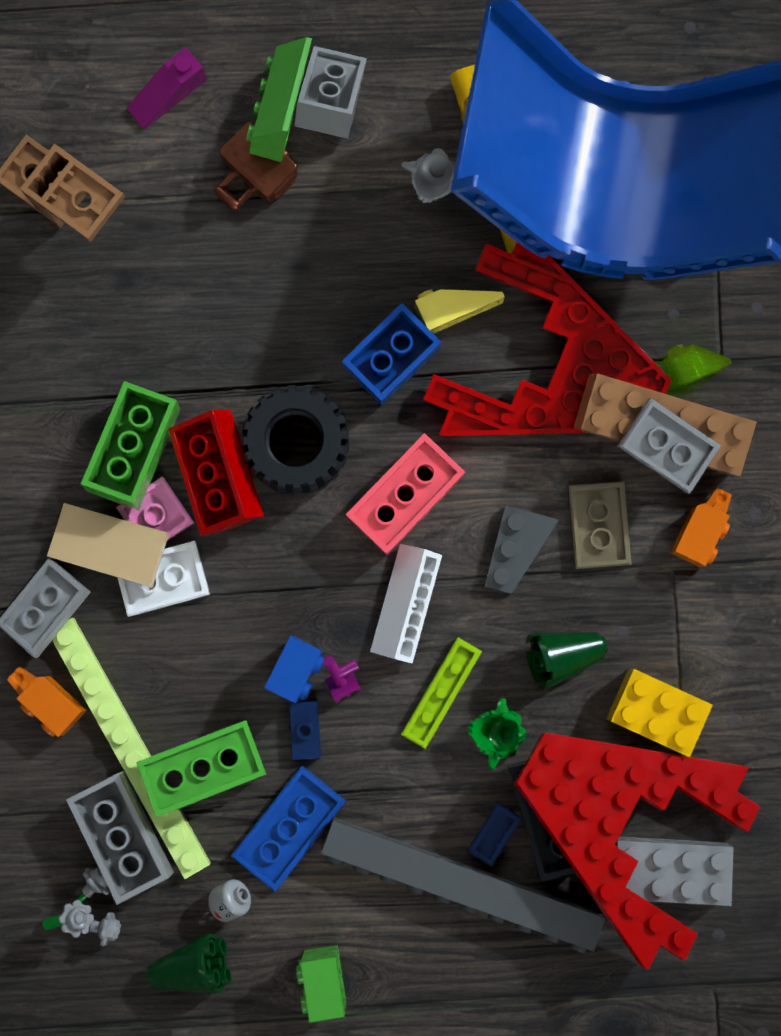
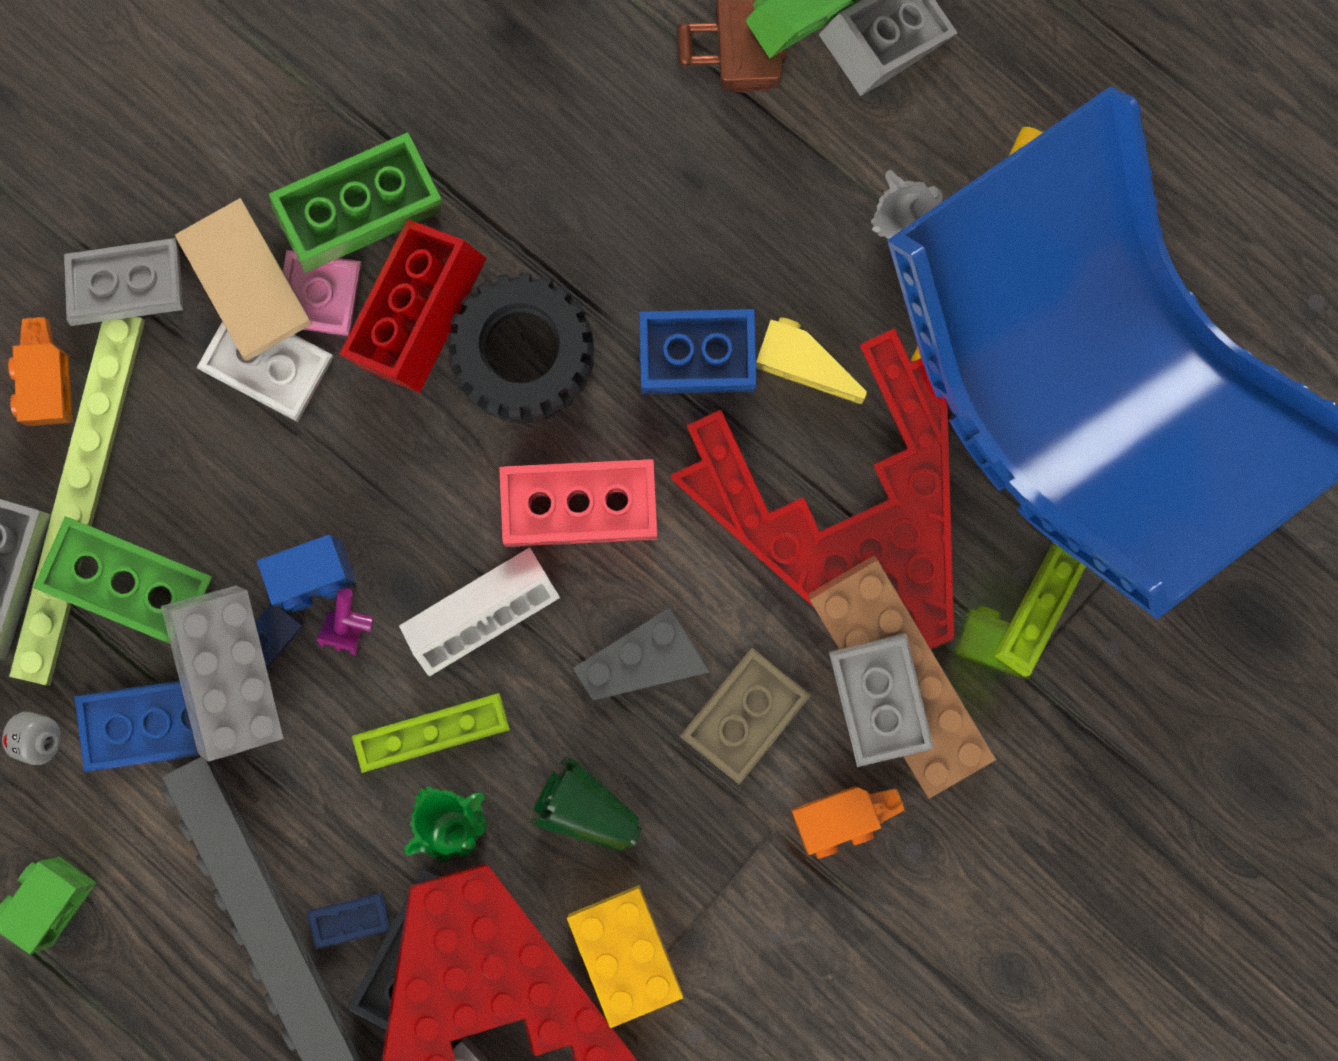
camera: 40 degrees right, 0 degrees up
(301, 765) = (222, 672): none -> light grey brick
(702, 321) = (1040, 610): none -> lime tile

